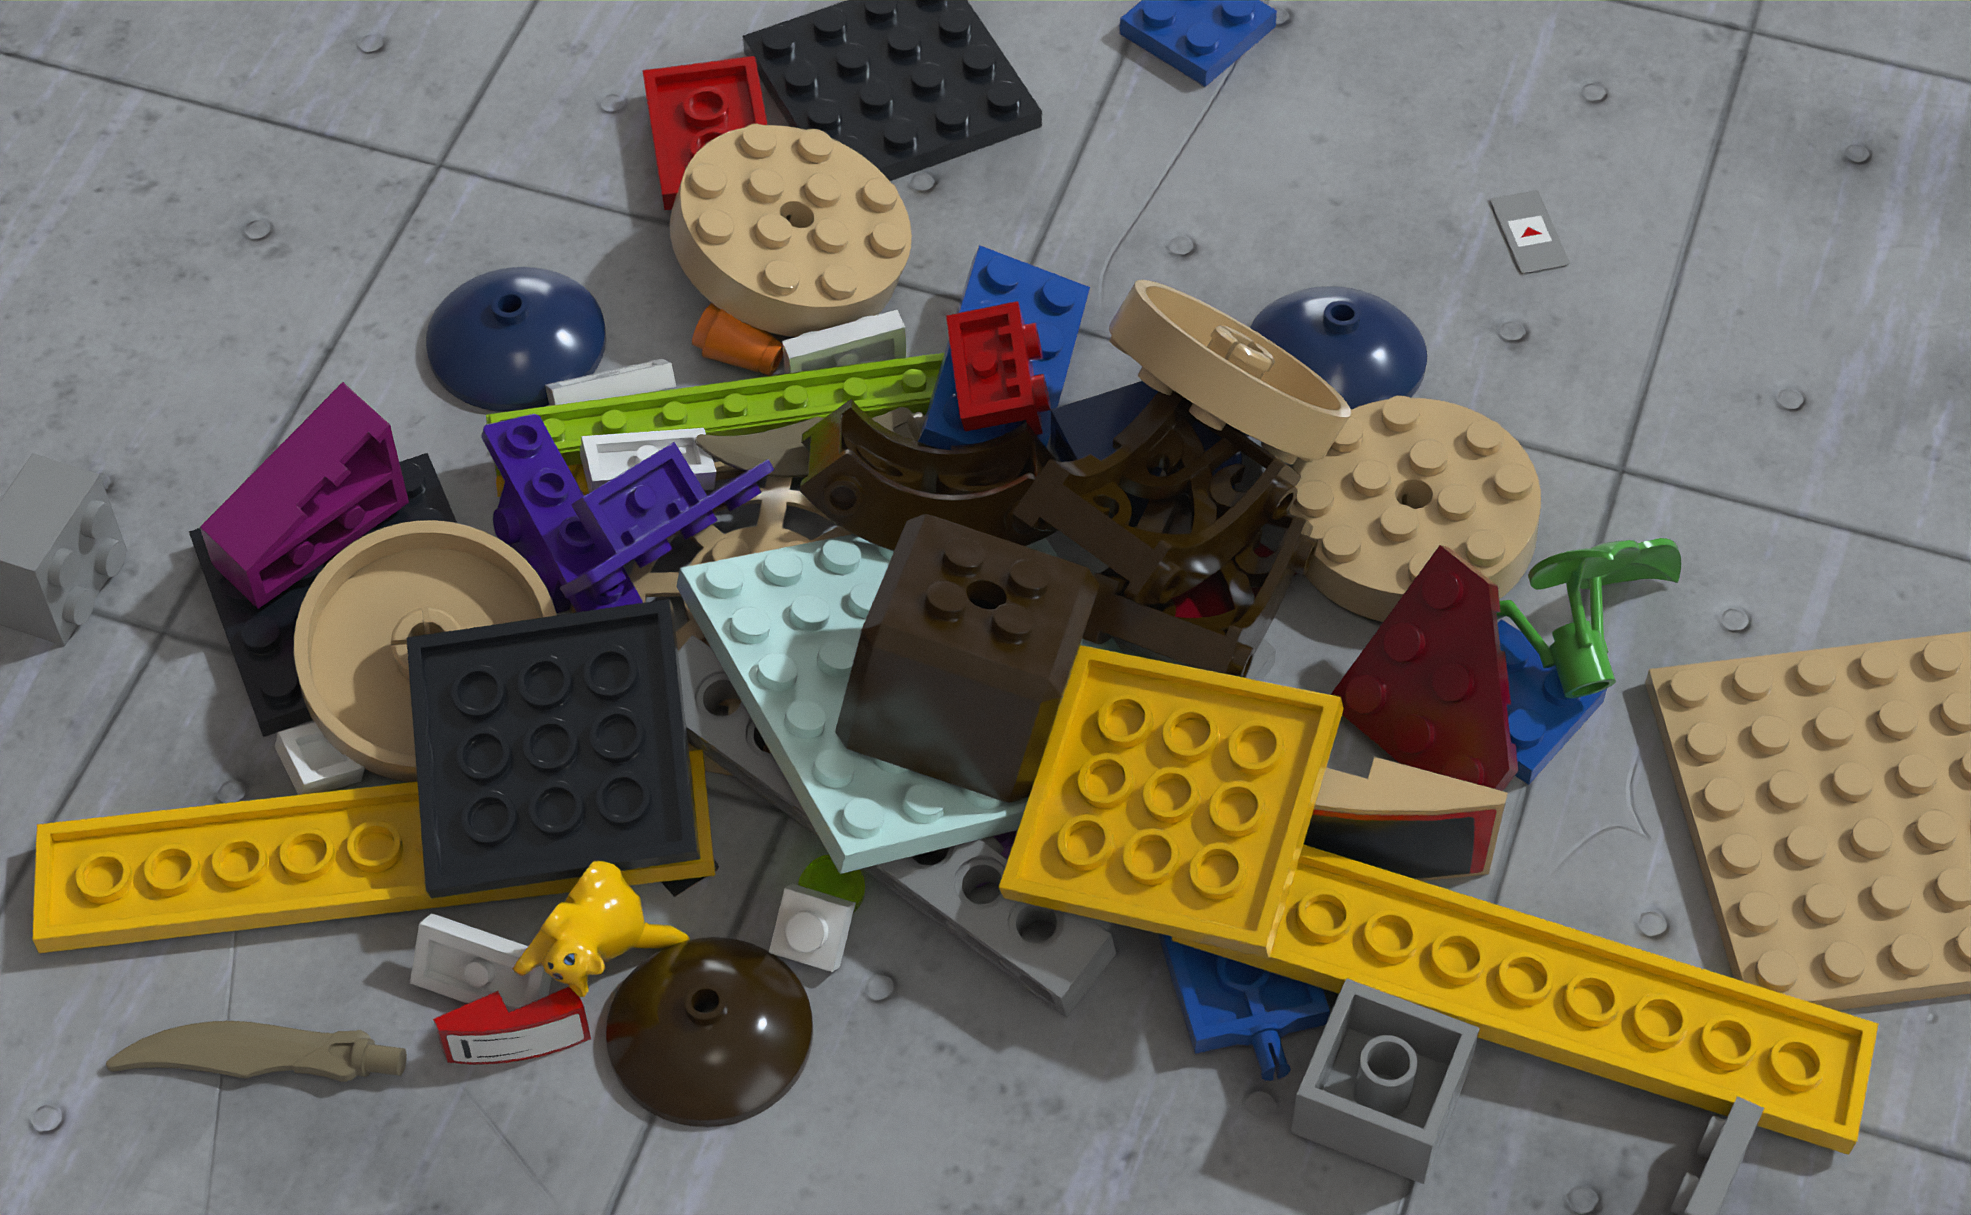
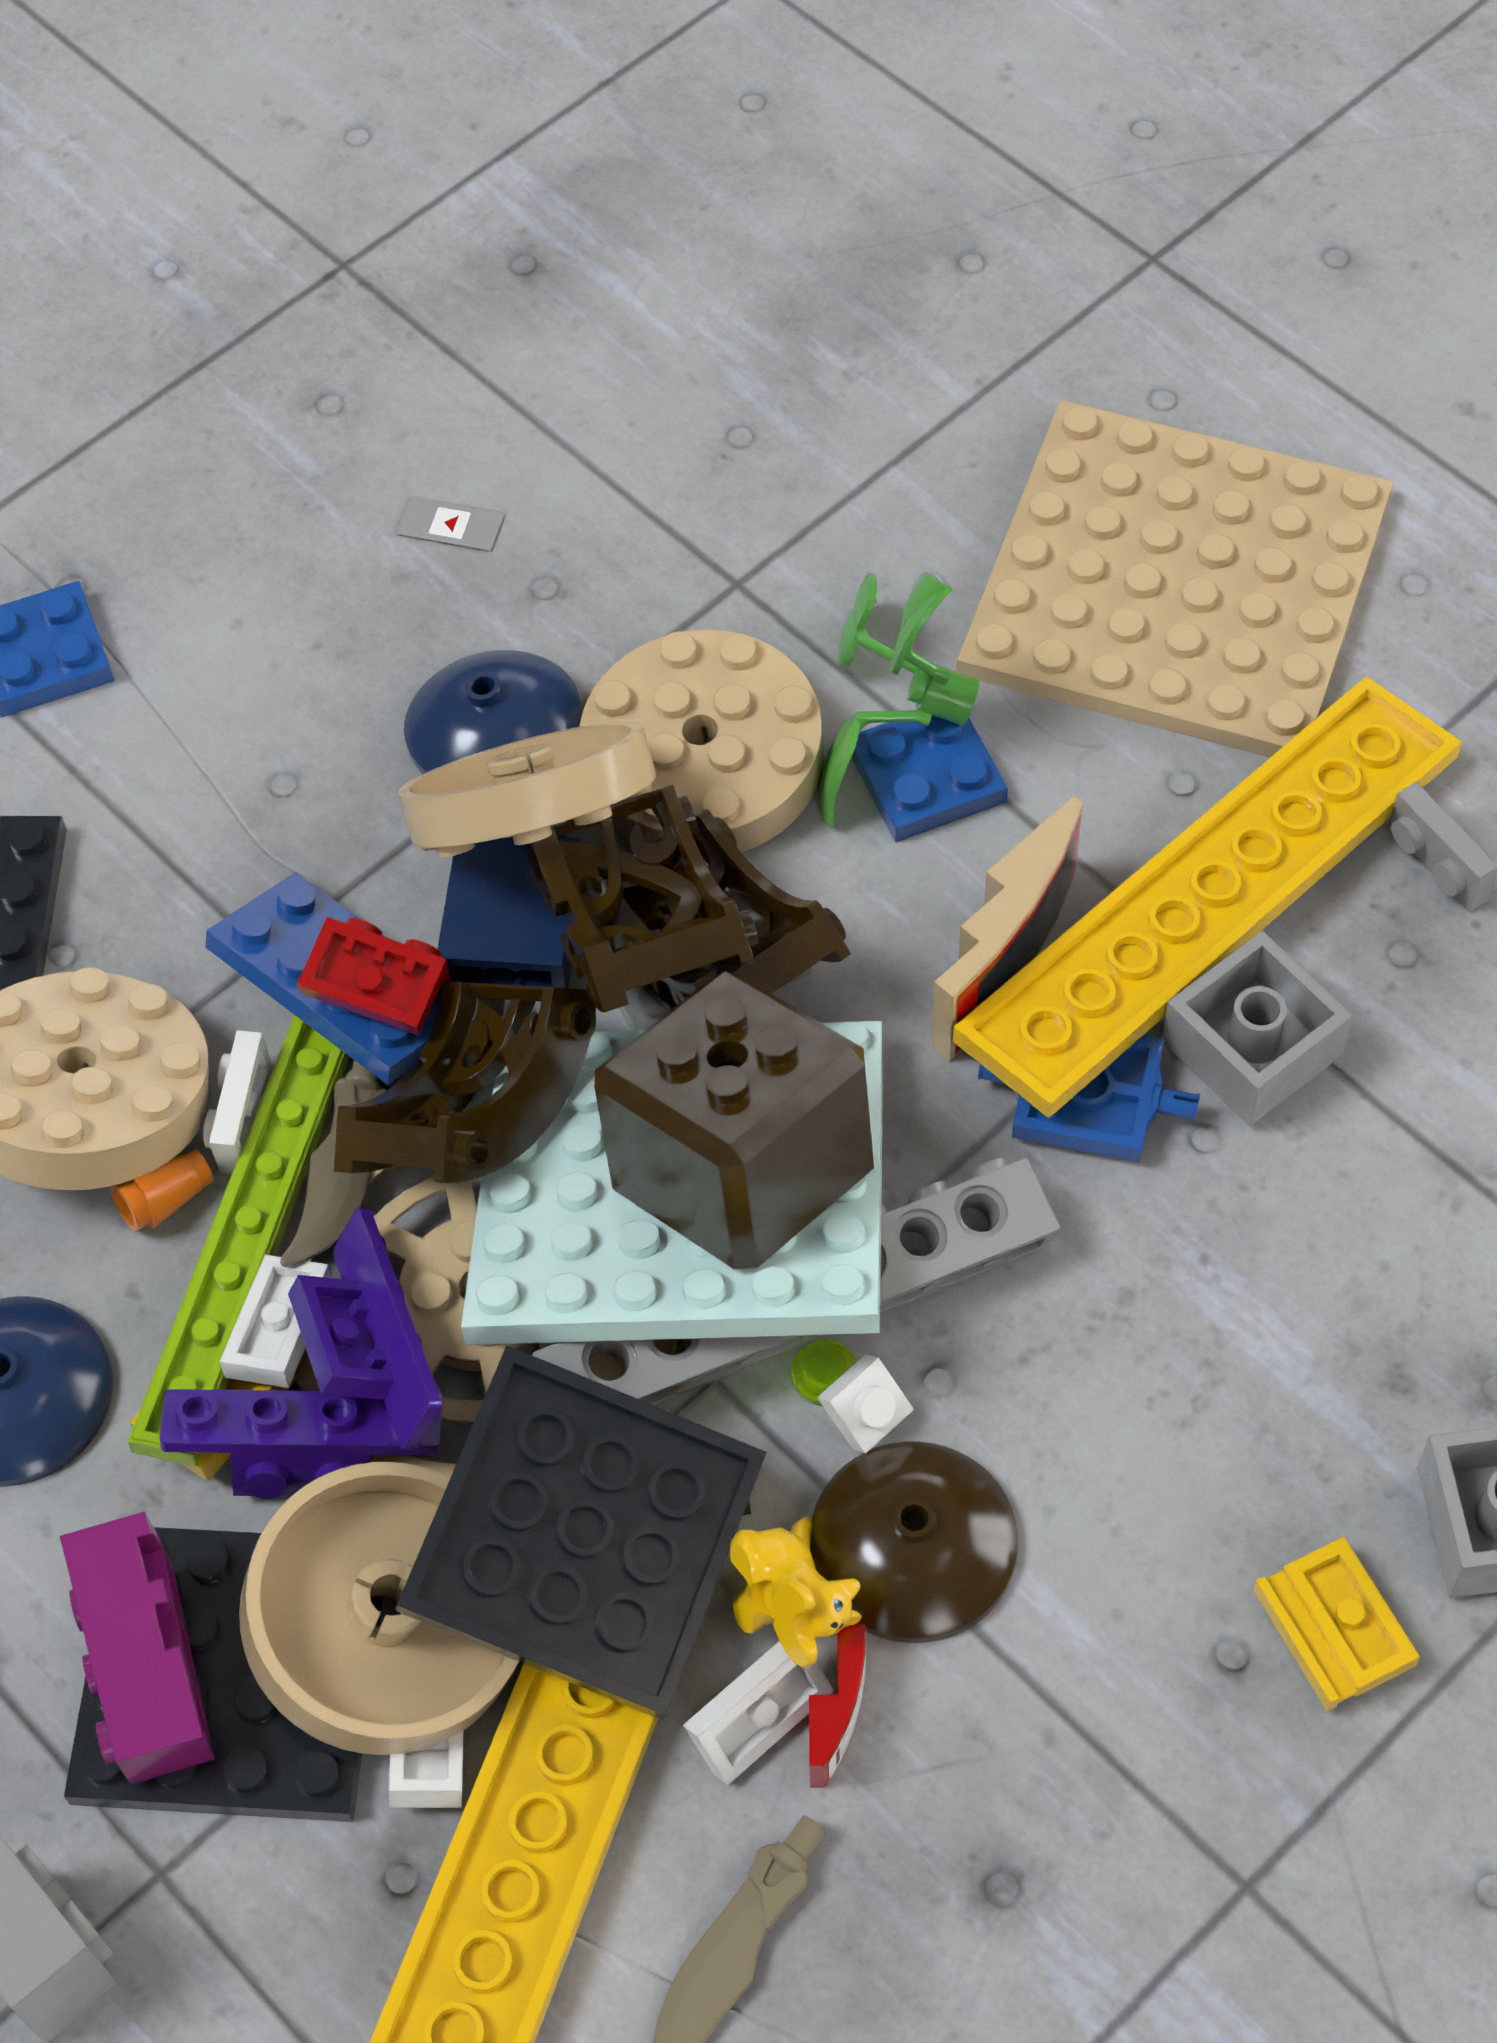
camera: 60 degrees left, 5 degrees up
(623, 381) = (144, 1321): white plate -> none
(1173, 800) = (965, 1033): yellow plate -> none
(1436, 678) = (904, 806): dark red plate -> none

